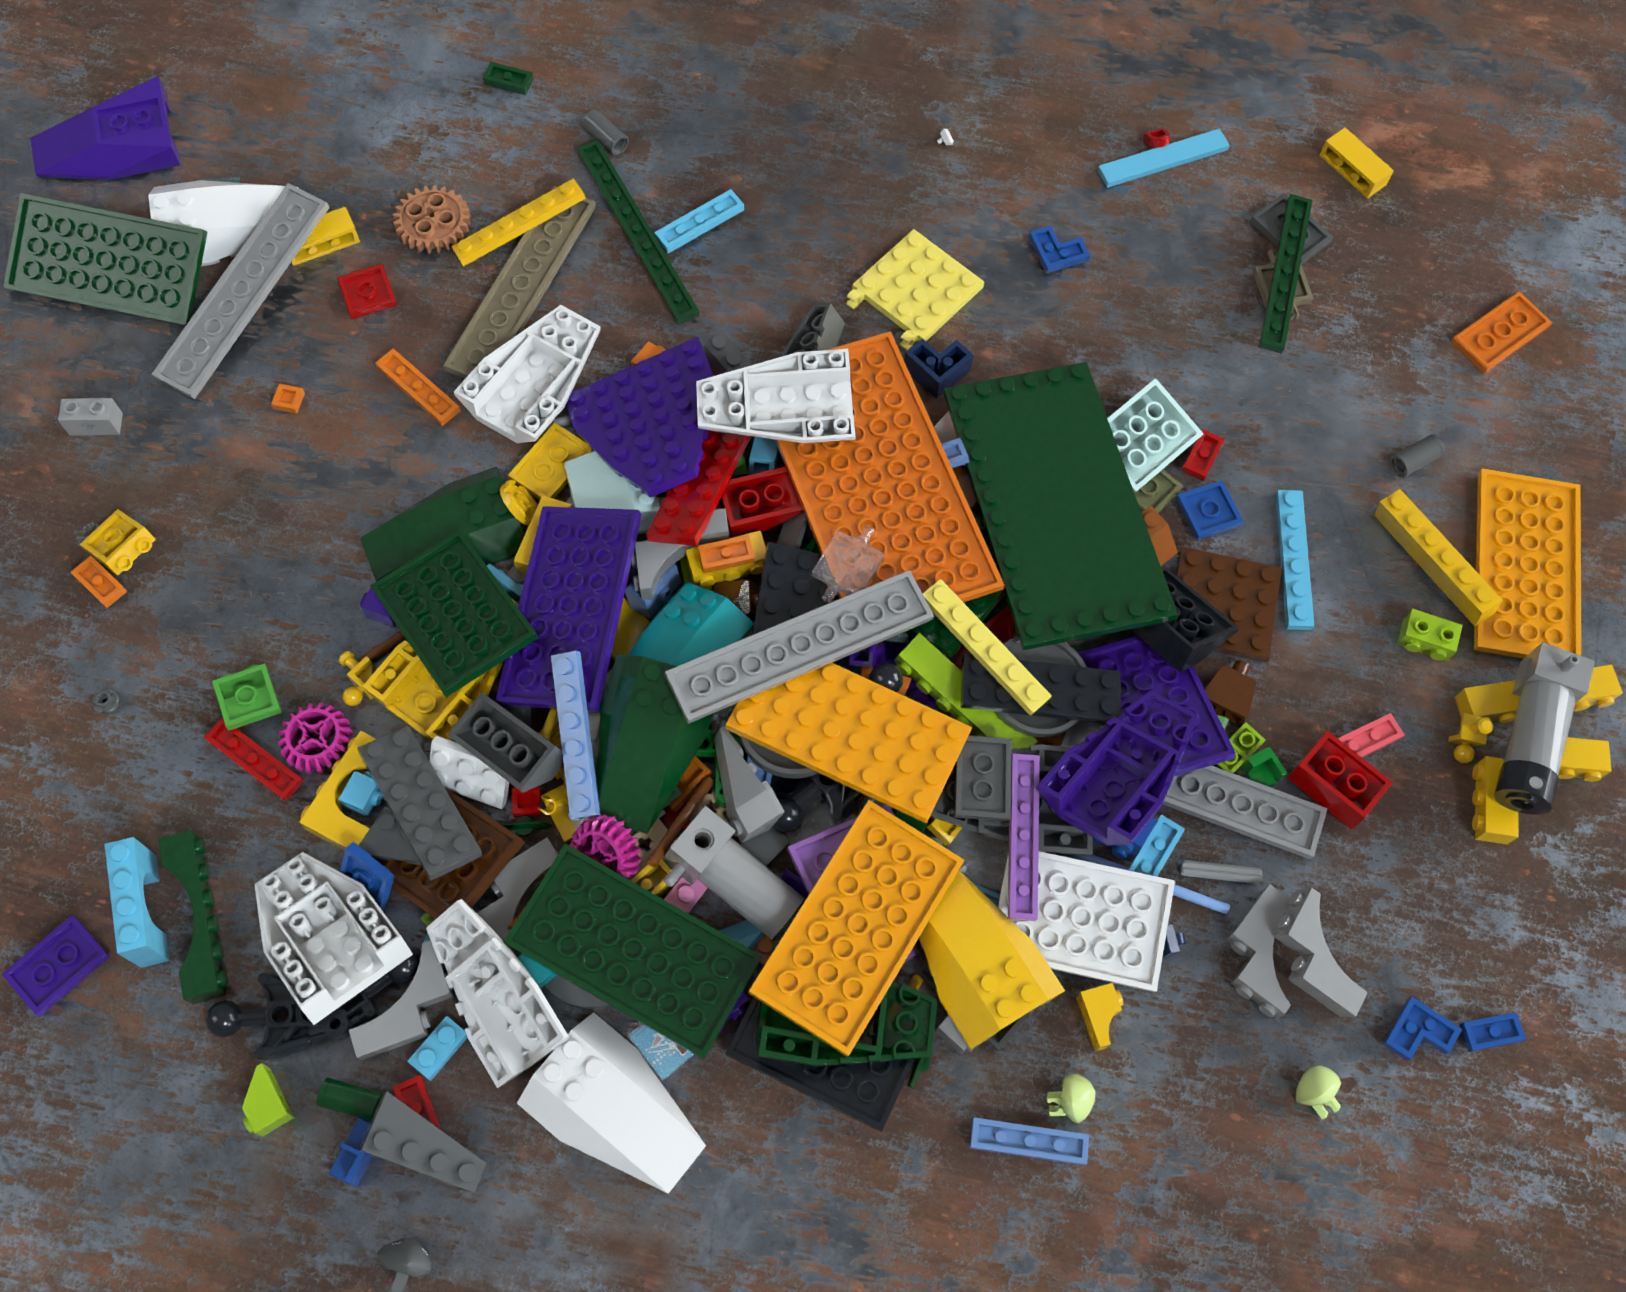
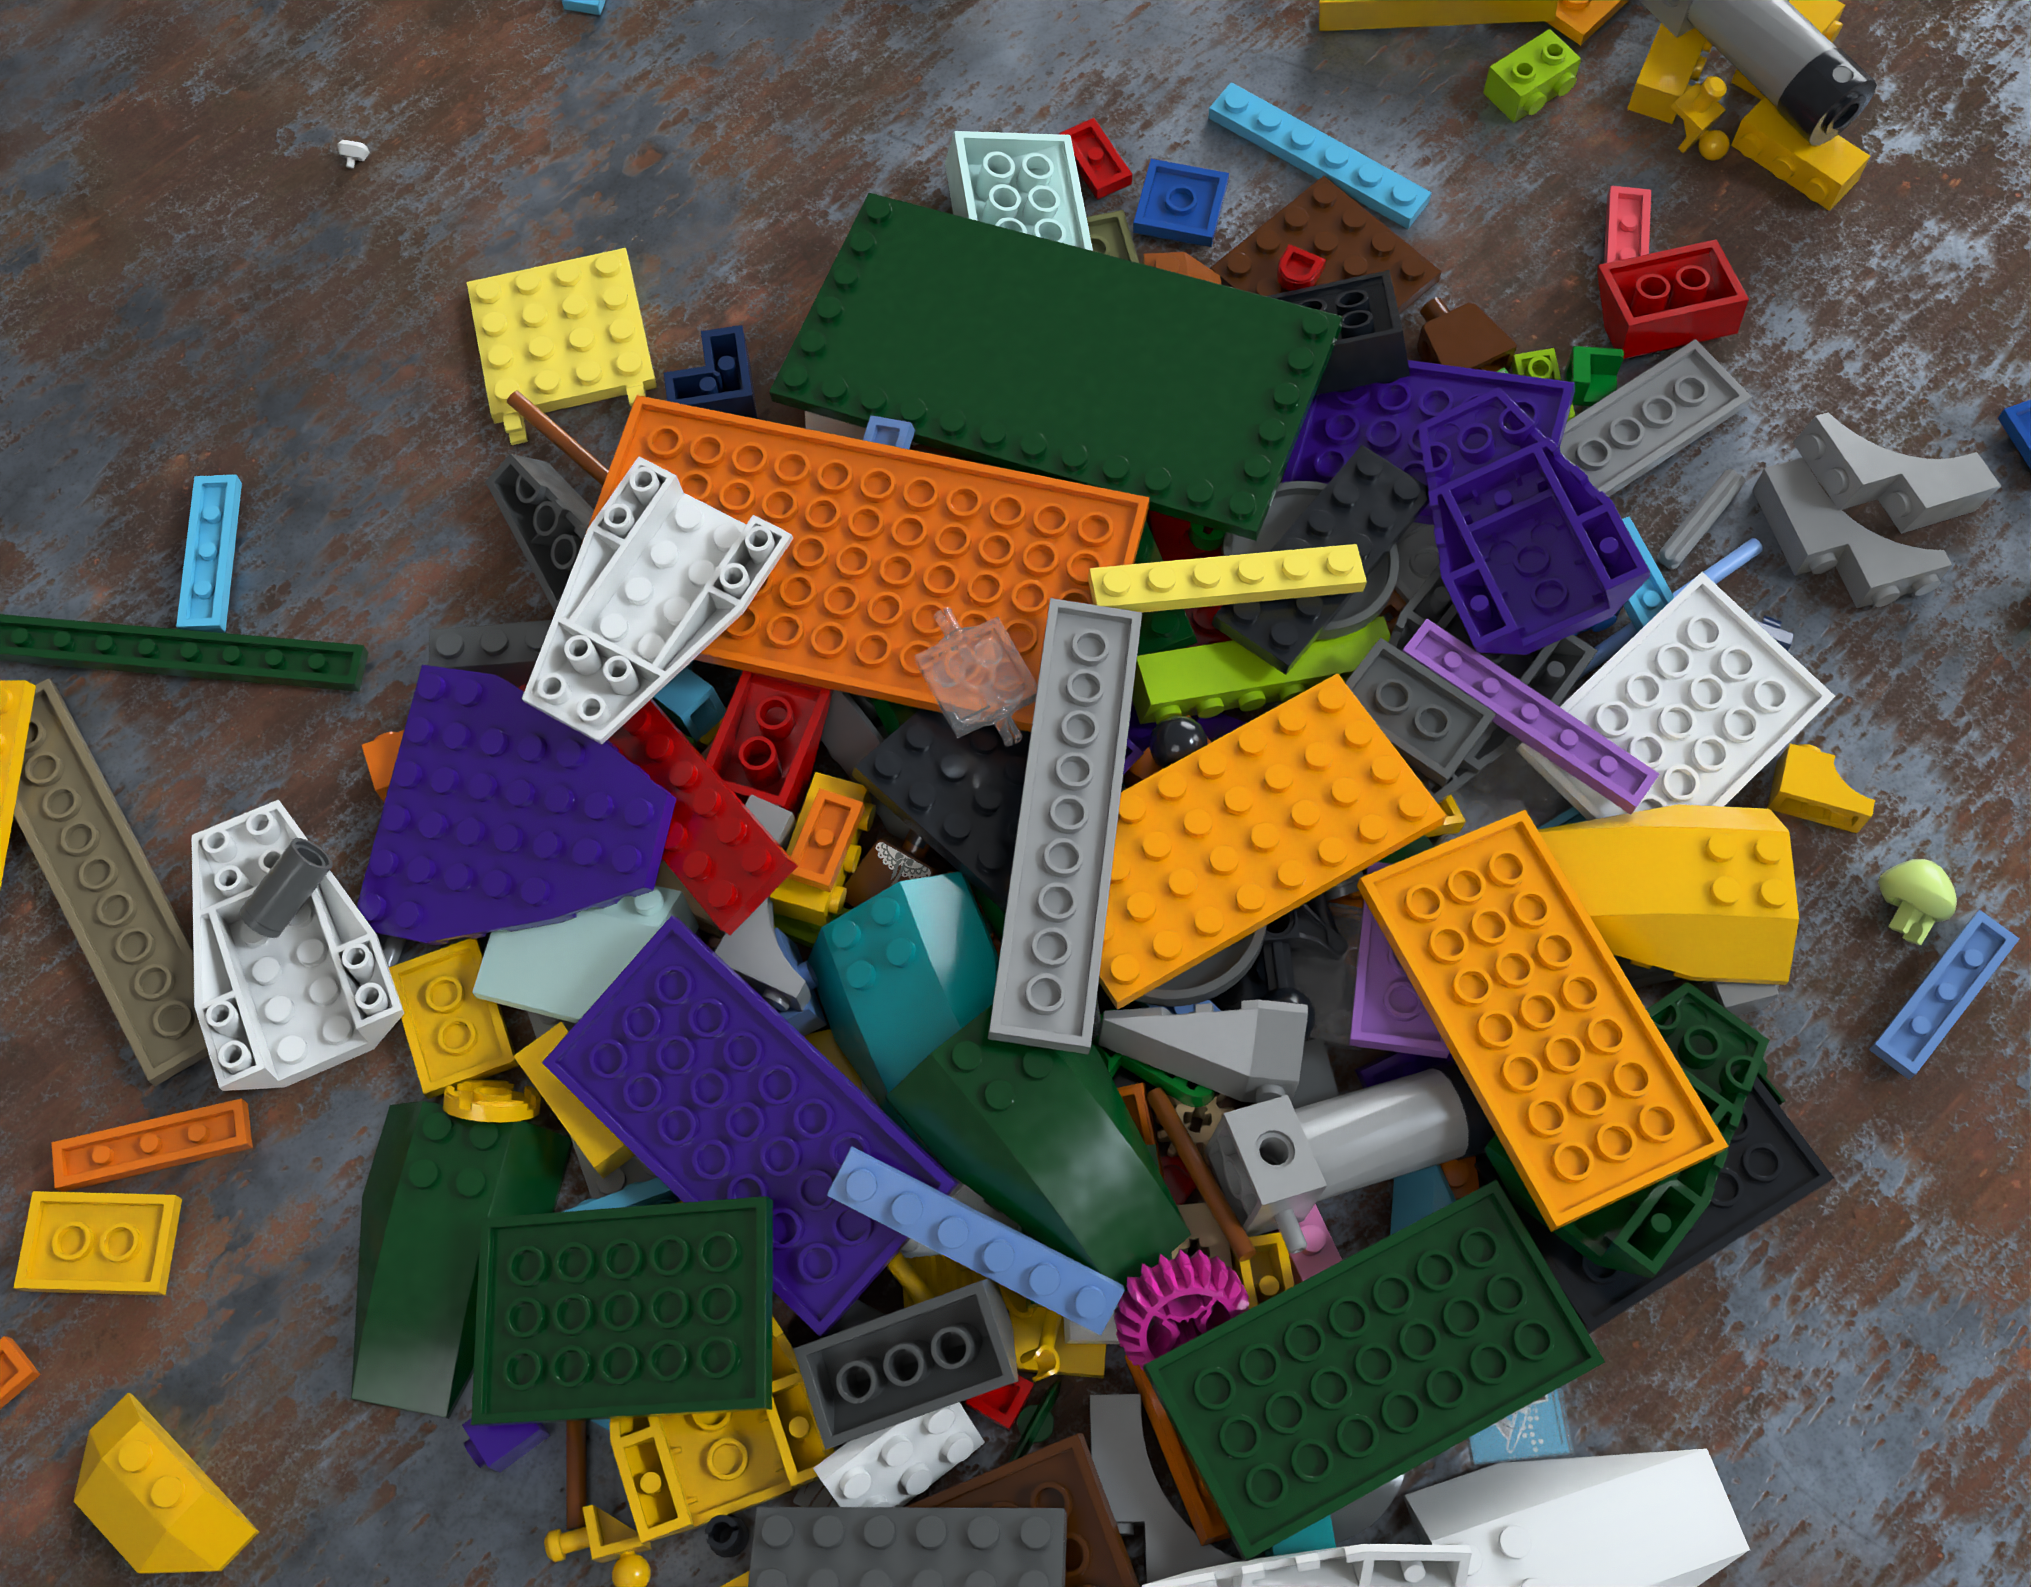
camera: 50 degrees left, 0 degrees up
(273, 491) = (155, 1497): none -> yellow wedge
(363, 396) = (98, 1243): none -> yellow plate
(389, 721) = (737, 1541): none -> black pin
(559, 355) = (286, 888): none -> dark grey pin
(862, 312) = (558, 436): none -> dark orange bar
(1055, 254) = (653, 138): blue plate -> none
(1211, 587) = (1299, 268): none -> red tile

